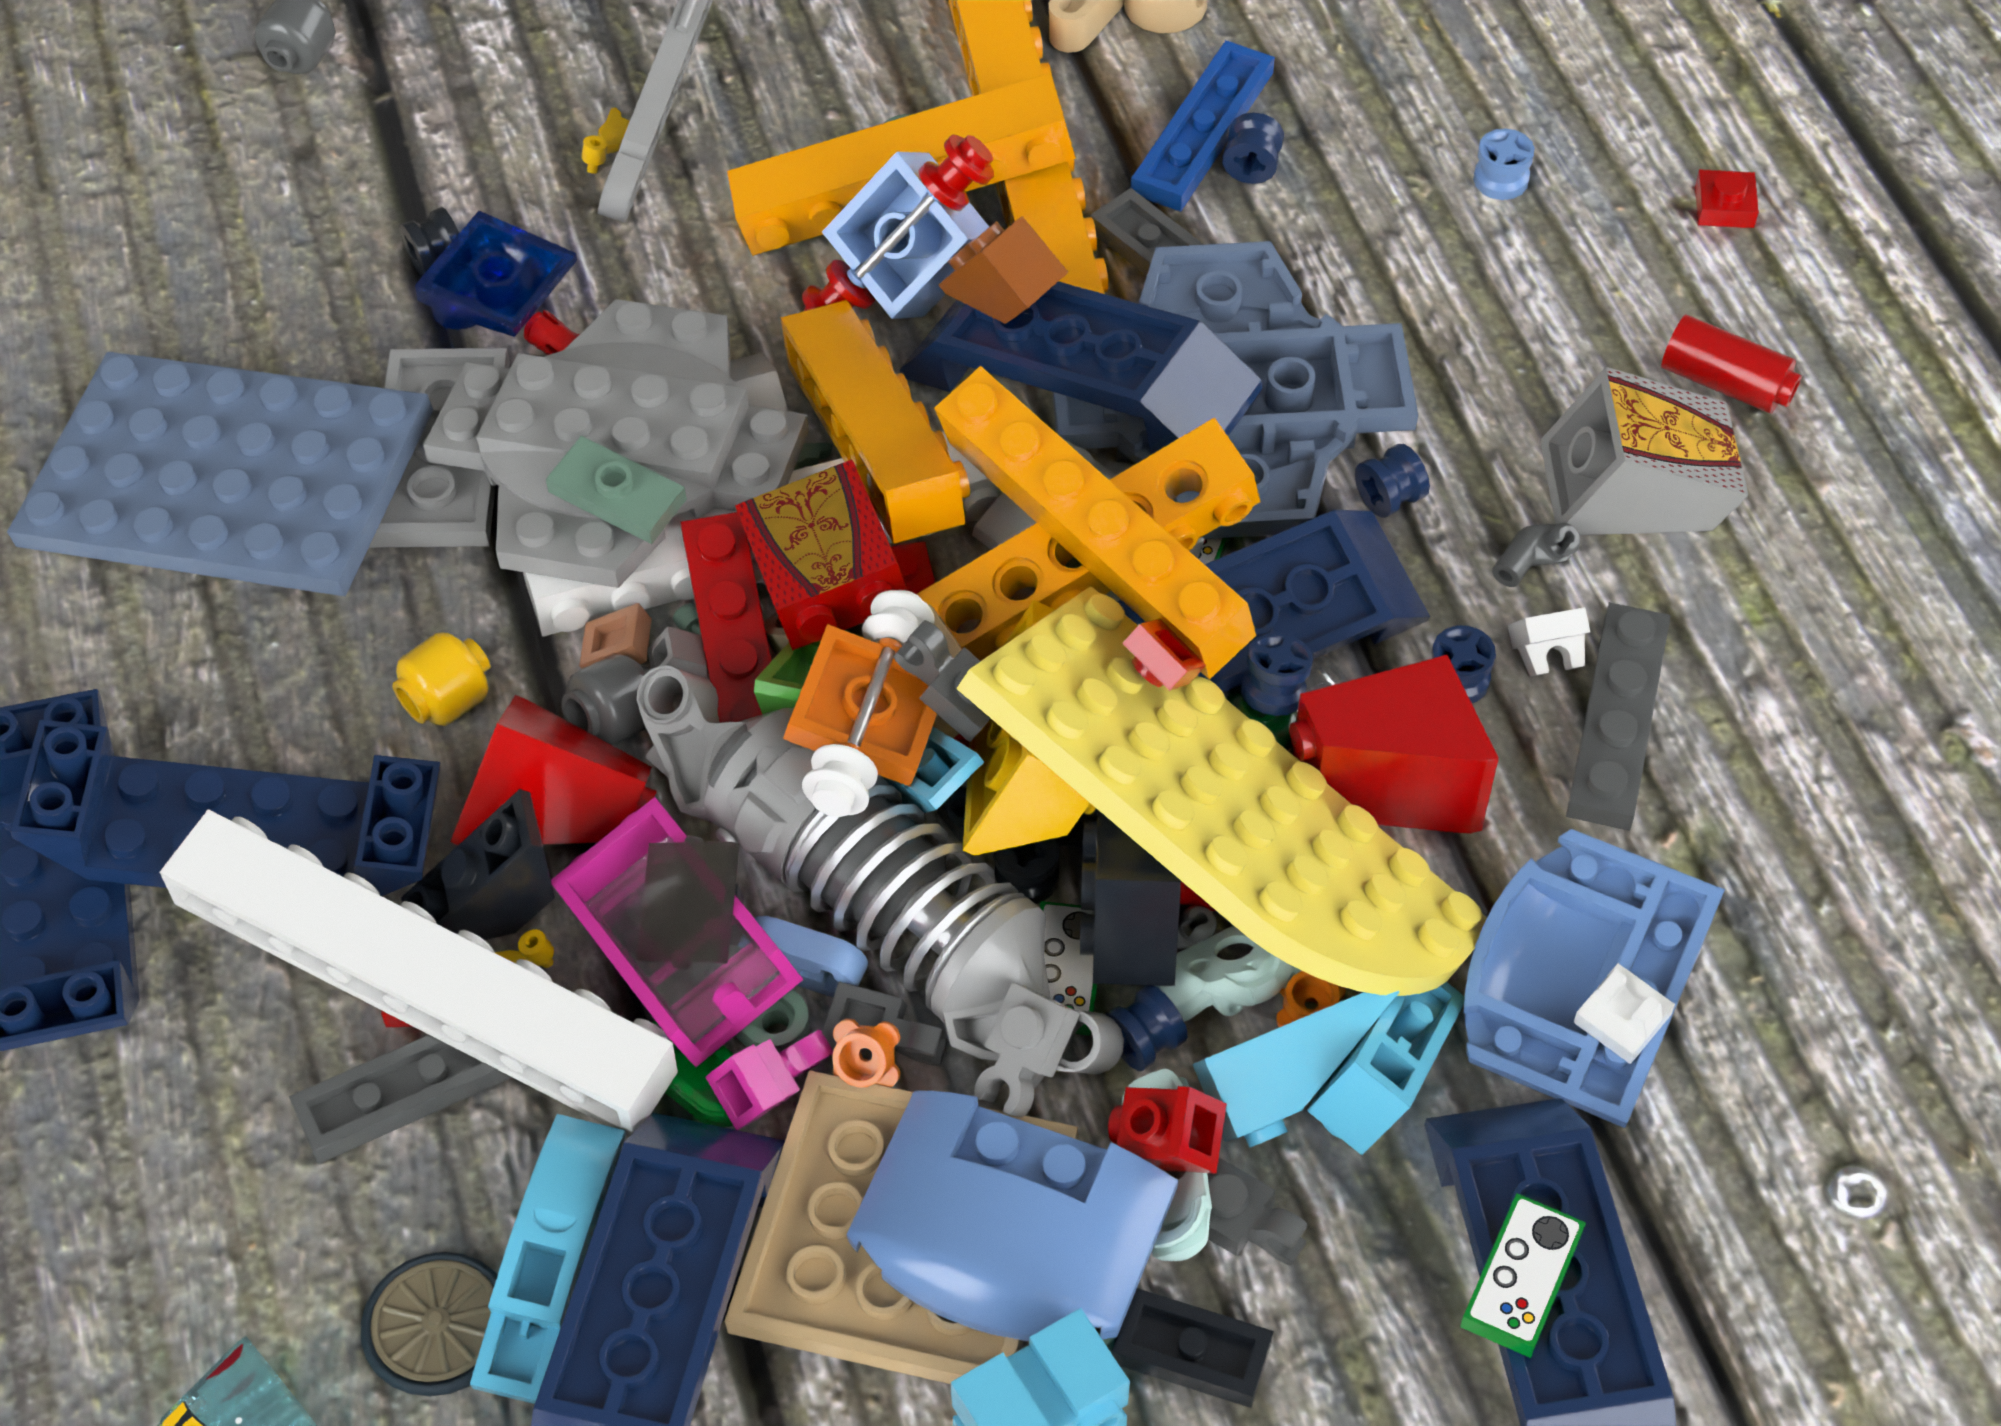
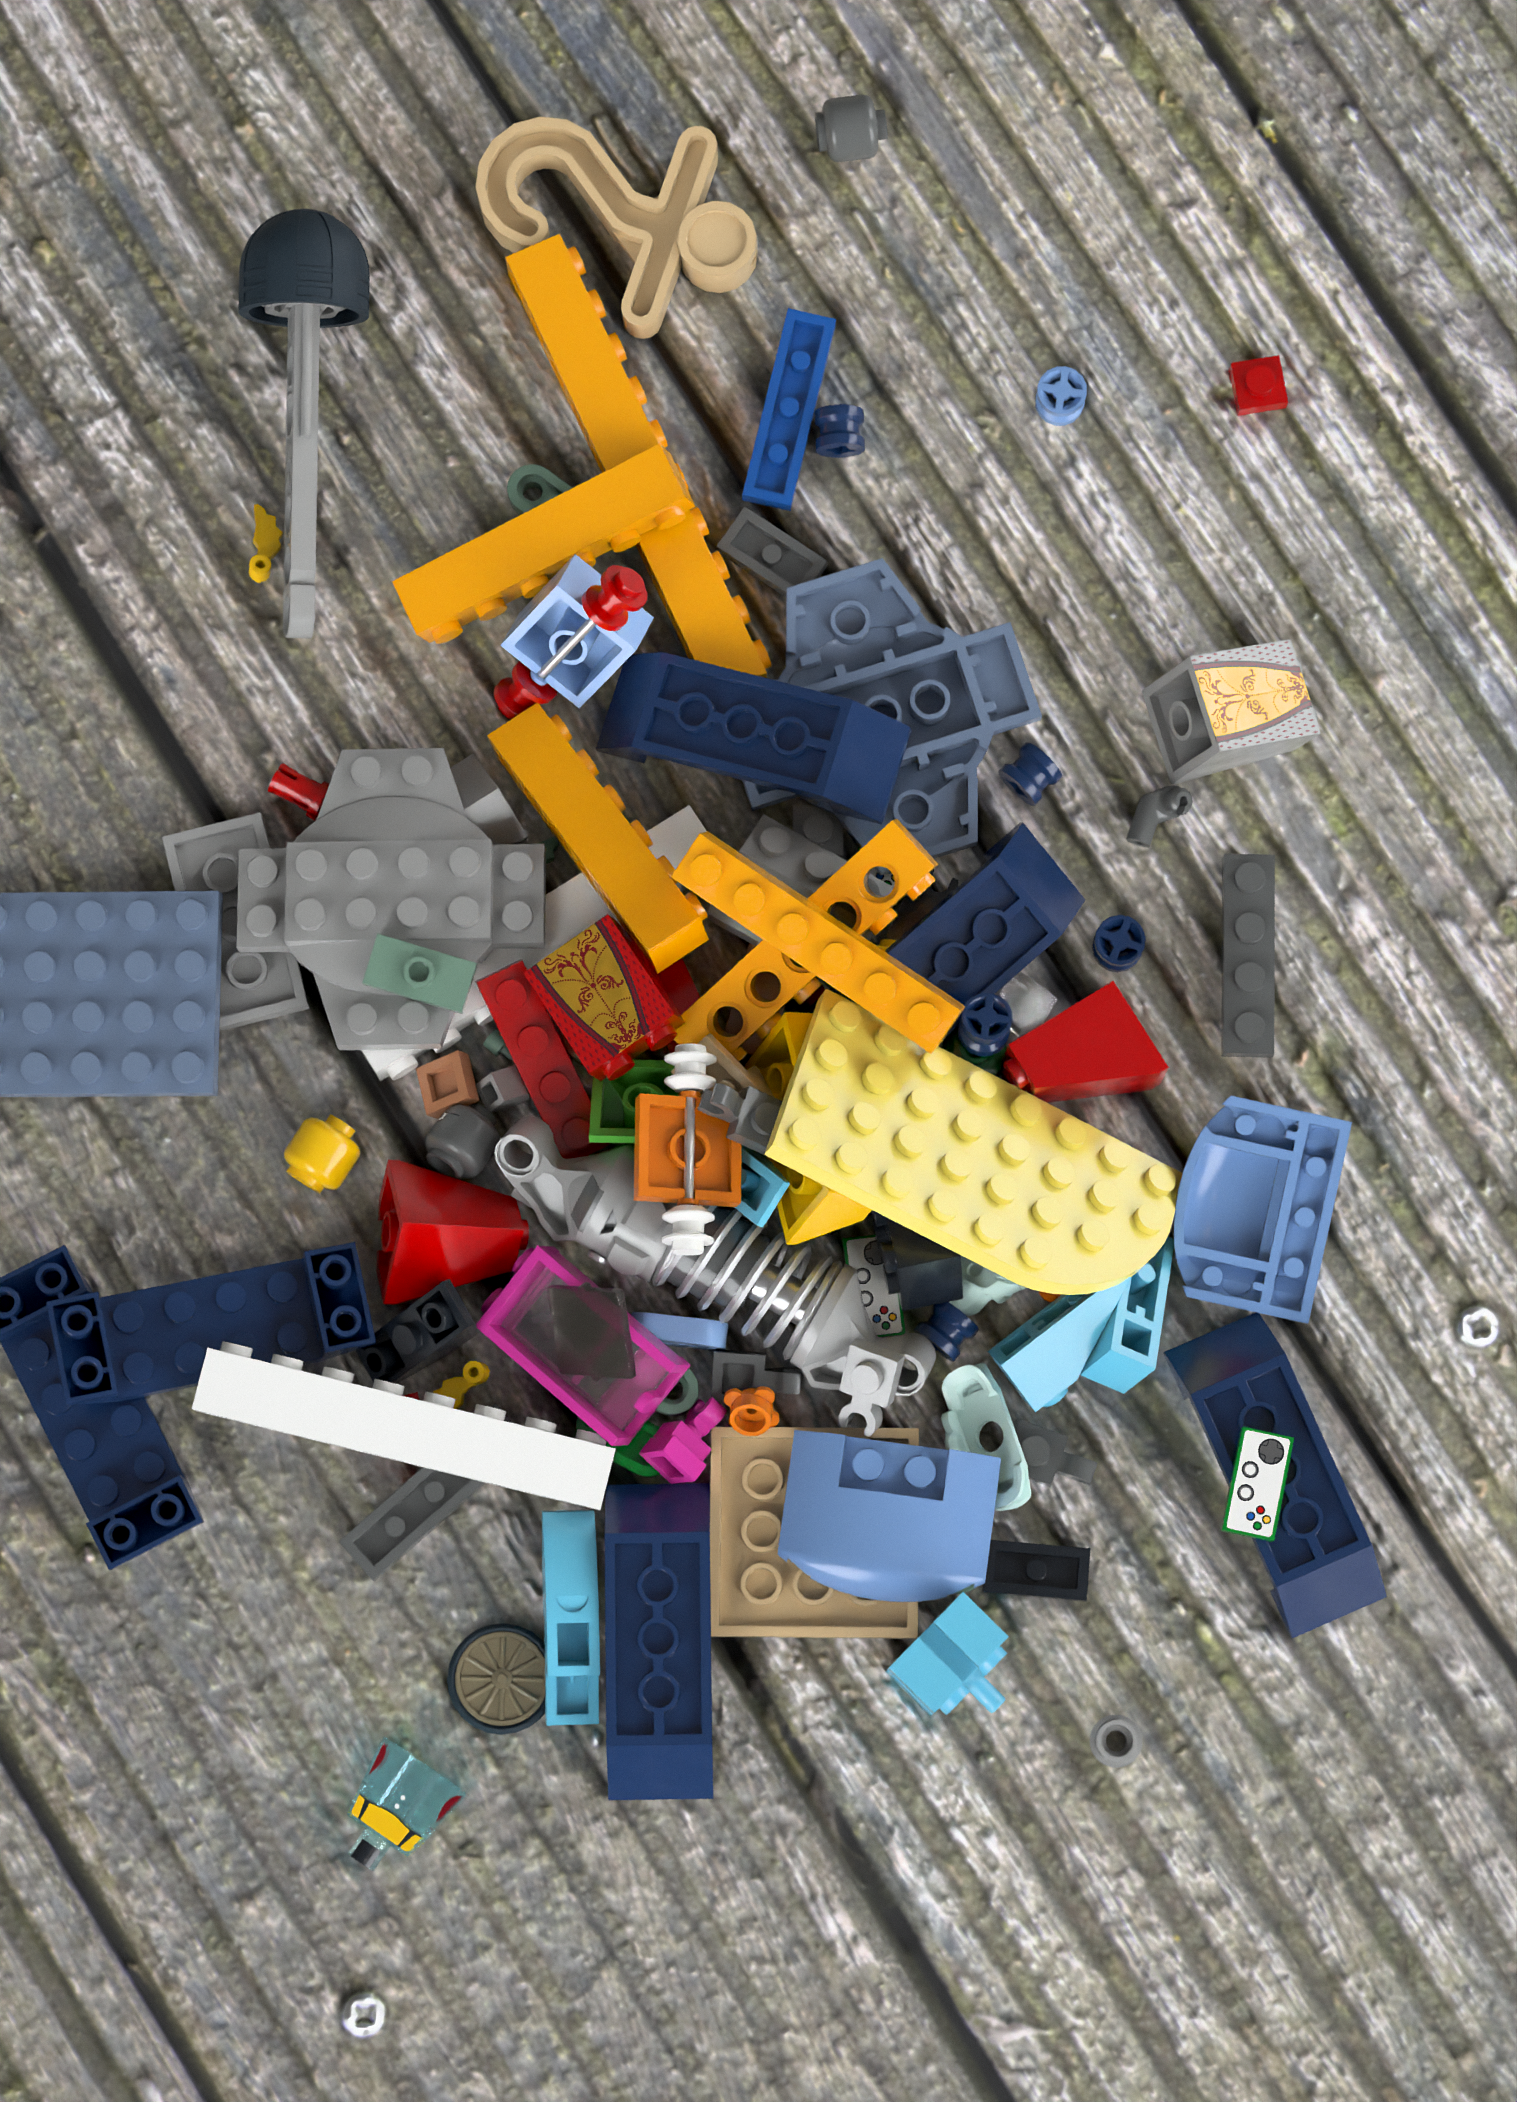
camera: 15 degrees left, 25 degrees up
(428, 238) = (154, 707): black wheel -> none
(493, 276) = (227, 741): clear blue slope -> none
(1003, 271) = (675, 682): dark orange slope -> none
(1162, 655) = (904, 1062): plate -> none
(1170, 1127) = (985, 1420): red brick -> none
(1557, 630) = (1182, 895): white tile -> none
(1624, 1013) = (1293, 1242): white tile -> none
(1731, 365) = (1288, 584): red brick -> none

